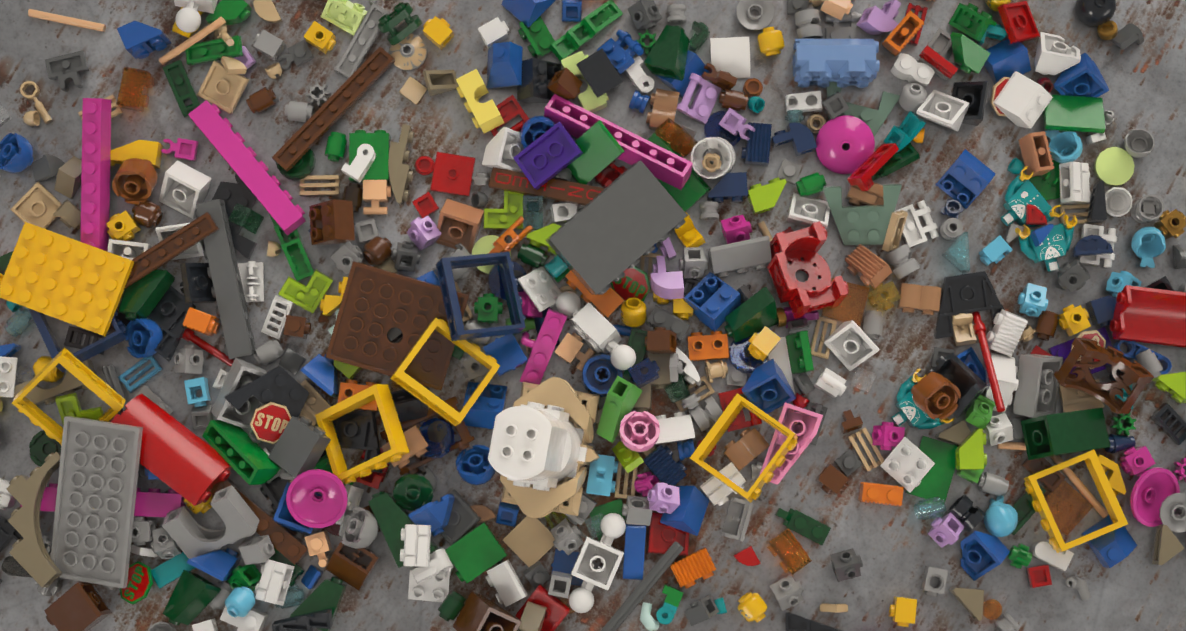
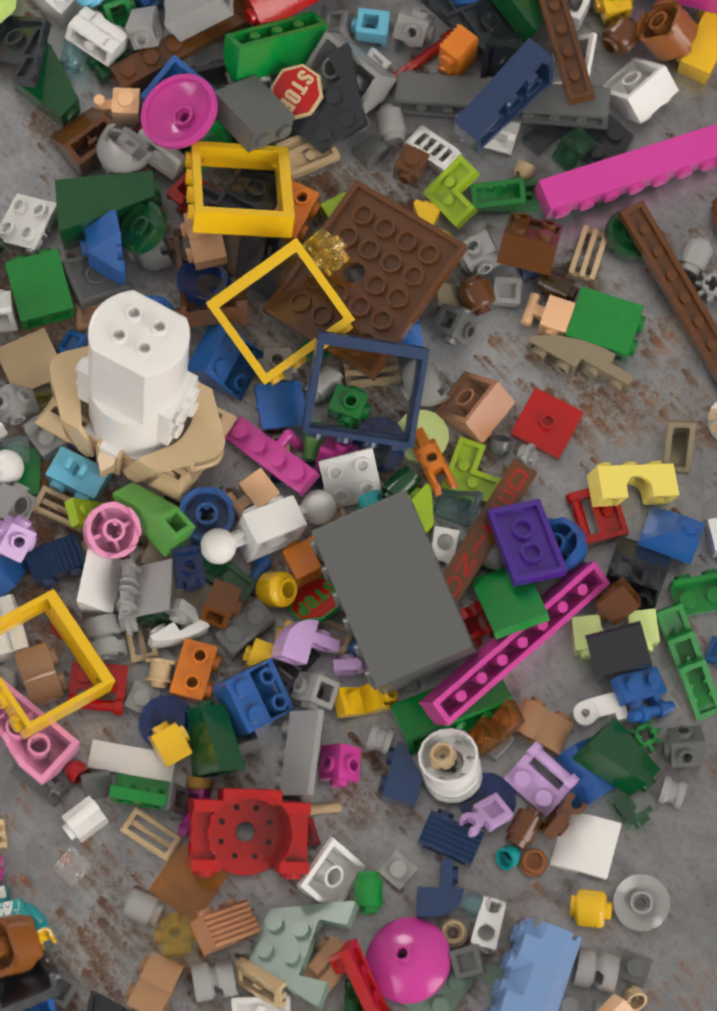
camera: 105 degrees right, 10 degrees down
(183, 149) = (693, 103): dark pink plate -> none
(230, 273) = (505, 96): none -> dark blue wedge
(311, 577) = (87, 88): blue slope -> none
(323, 374) = (334, 172): blue slope -> none
(336, 146) = (632, 287): green brick -> none
(361, 163) = (596, 304): white leg -> none
(389, 356) = (326, 251): none -> clear yellow brick
(413, 90) = (678, 407): tan slope -> none
(416, 545) = (72, 205): white brick -> none
(423, 232) = (479, 357): lavender brick -> none
(424, 165) = (570, 391): red plate -> none
(425, 205) = (516, 374): red plate -> none
(439, 565) = (42, 231): white piece -> none
(502, 149) = (556, 491): white slope -> none
(639, 102) = (564, 697): blue wheel -> none
(645, 482) = (46, 528): dark pink gear -> none
(668, 395) = (144, 588): none -> light grey hinge
(685, 449) = (68, 594): blue wheel -> none
(765, 197) = (371, 823): lime slope -> none
(768, 387) = (108, 730): blue slope -> none
(850, 423) = (21, 827): reddish brown tile -> none
(851, 345) = (124, 863): white slope -> none

